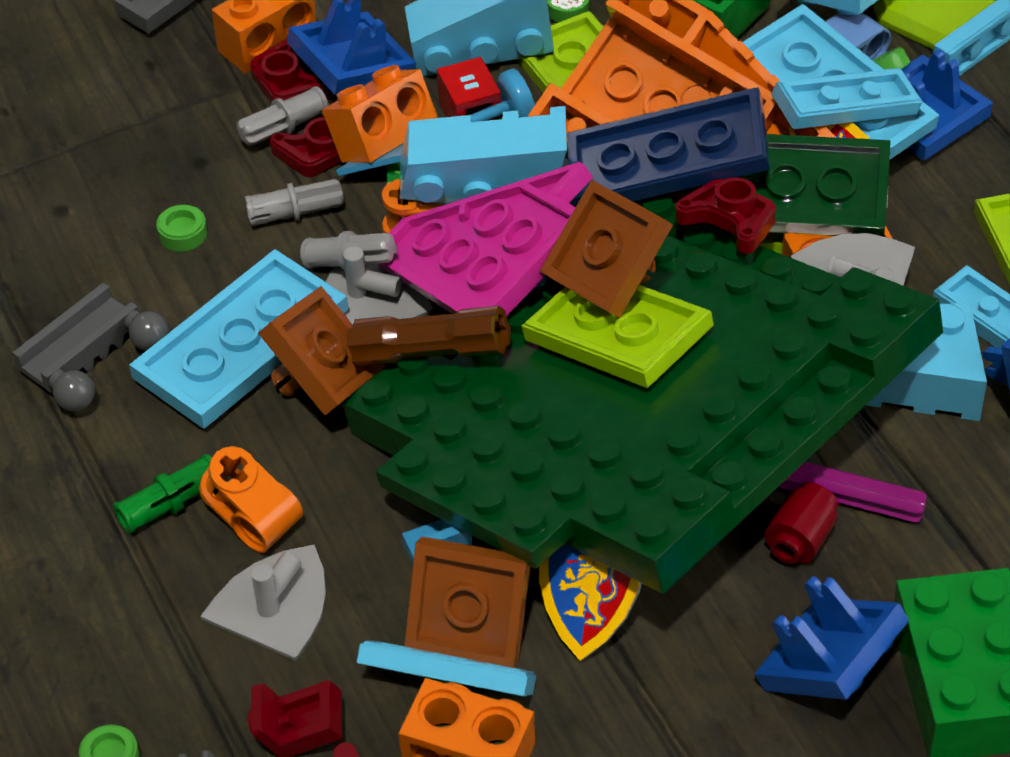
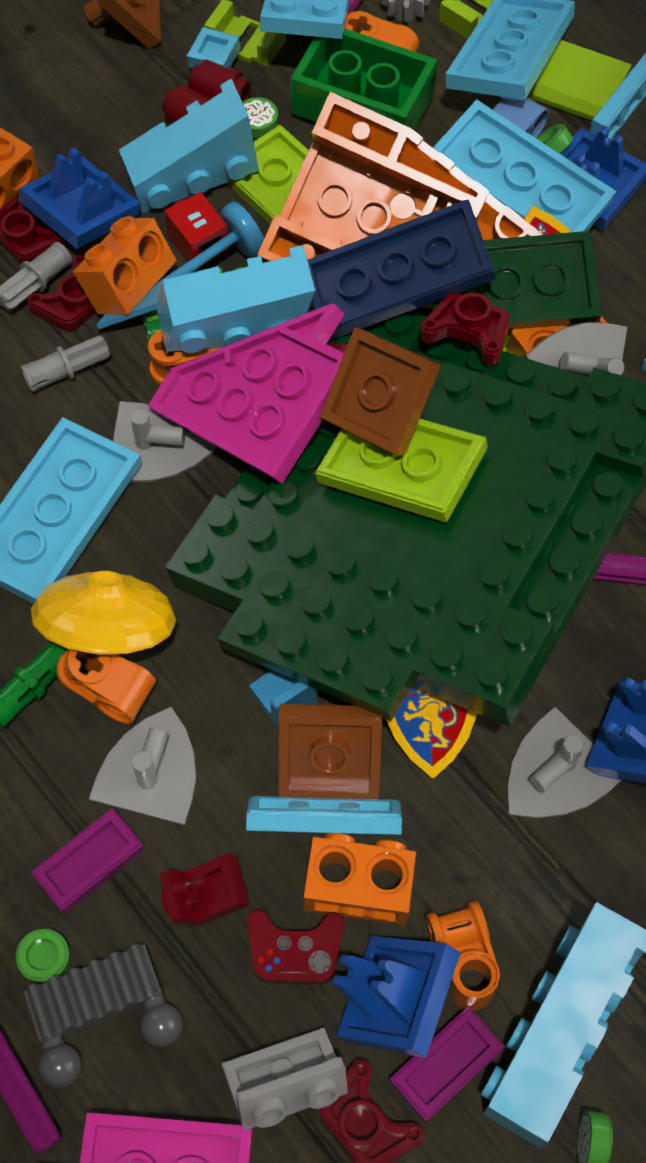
camera: 15 degrees left, 15 degrees up
(182, 673) = (87, 861): none -> magenta tile
(264, 428) = (103, 613): none -> yellow hat
(314, 351) = (134, 521): dark orange tile -> none
(329, 251) = (118, 409): light grey axle -> none
(466, 333) = (266, 489): reddish brown axle -> none
(717, 680) = (552, 773): none -> light grey shield
(802, 523) = (595, 614): dark red brick -> none
(846, 98) = (540, 192): medium azure tile -> none

